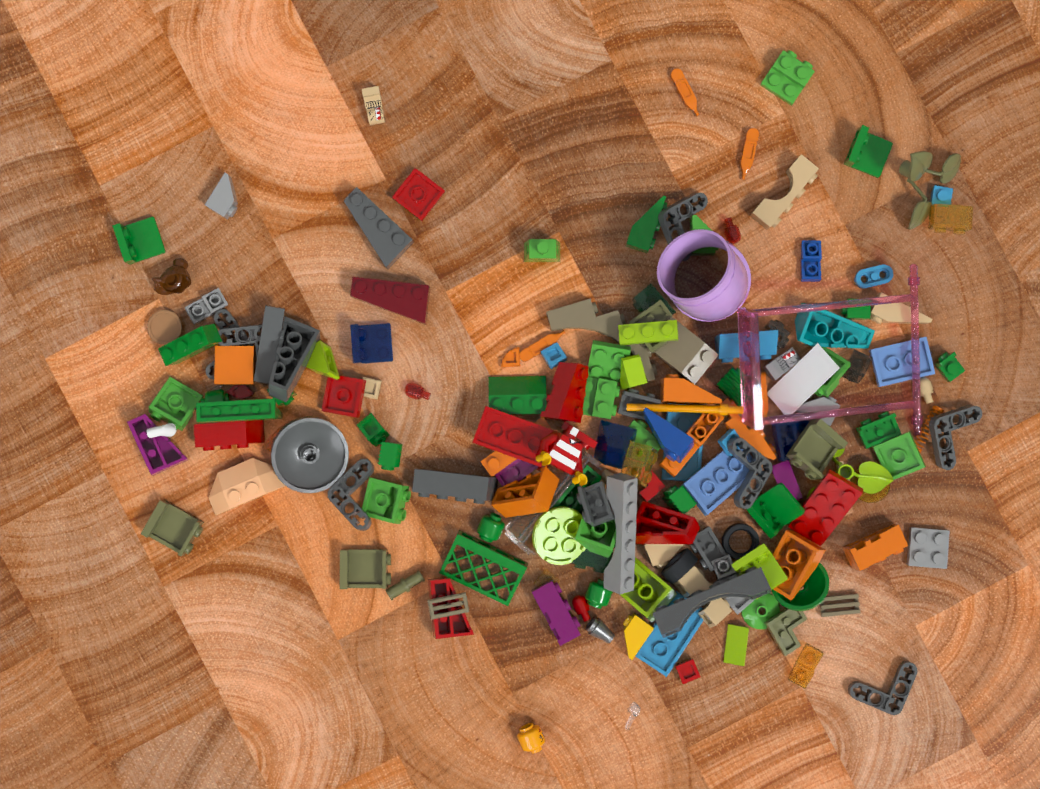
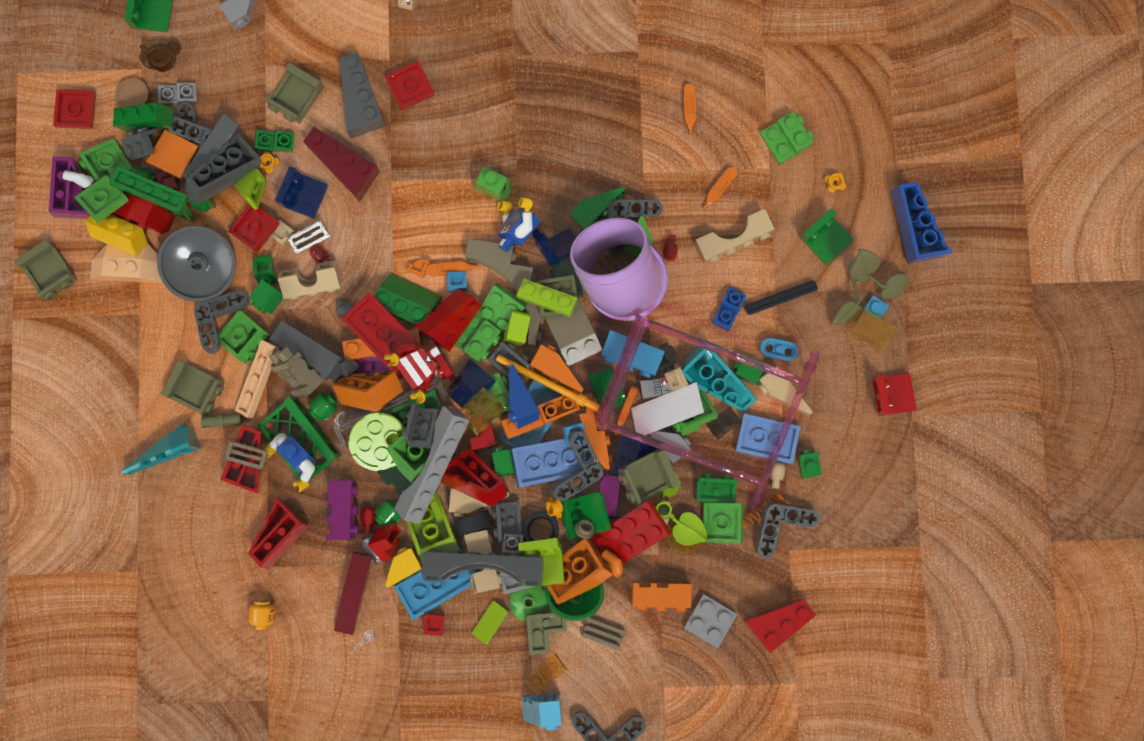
camera: 35 degrees right, 5 degrees down
(118, 366) = (74, 109): none -> red plate
(194, 439) = (101, 199): none -> bright green plate
(198, 370) = (138, 143): none -> dark grey bracket
(221, 462) = (118, 234): none -> yellow brick
(316, 254) = (295, 94): none -> olive panel
(319, 306) = (274, 141): none -> green slope
(320, 324) = (273, 162): none -> light orange plate
(374, 627) = (171, 446): none -> teal wedge
(390, 377) = (322, 229): none -> tile
(410, 431) = (294, 285): none -> tan arch
(419, 532) = (256, 380): none -> light nougat plate
(454, 510) = (295, 371): none -> dark tan hips
(464, 431) = (342, 309): none -> dark grey tile
(489, 583) = (295, 455): none -> torso
(498, 482) = (348, 367): none -> dark grey tile
(510, 658) = (277, 535): none -> red wedge
(584, 278) = (517, 224): none -> torso
(602, 679) = (353, 593): none -> dark red slope
(609, 620) = (385, 541): none -> red piece
(630, 278) = (556, 247): none -> clear blue bracket
(744, 516) = (554, 507): none -> light orange plate
(781, 522) = (584, 529): none -> dark tan plate
(797, 348) = (676, 379): none -> tan tile
(822, 539) = (614, 562): none -> orange arm
(823, 698) = (543, 710): none -> medium azure wedge
(852, 228) = (781, 297): none -> black axle
(856, 97) = (838, 177): none -> light orange plate
(944, 102) = (917, 225): none -> blue wedge
(991, 520) = (780, 623): none -> red wedge
(994, 267) = (893, 394): none -> red bracket

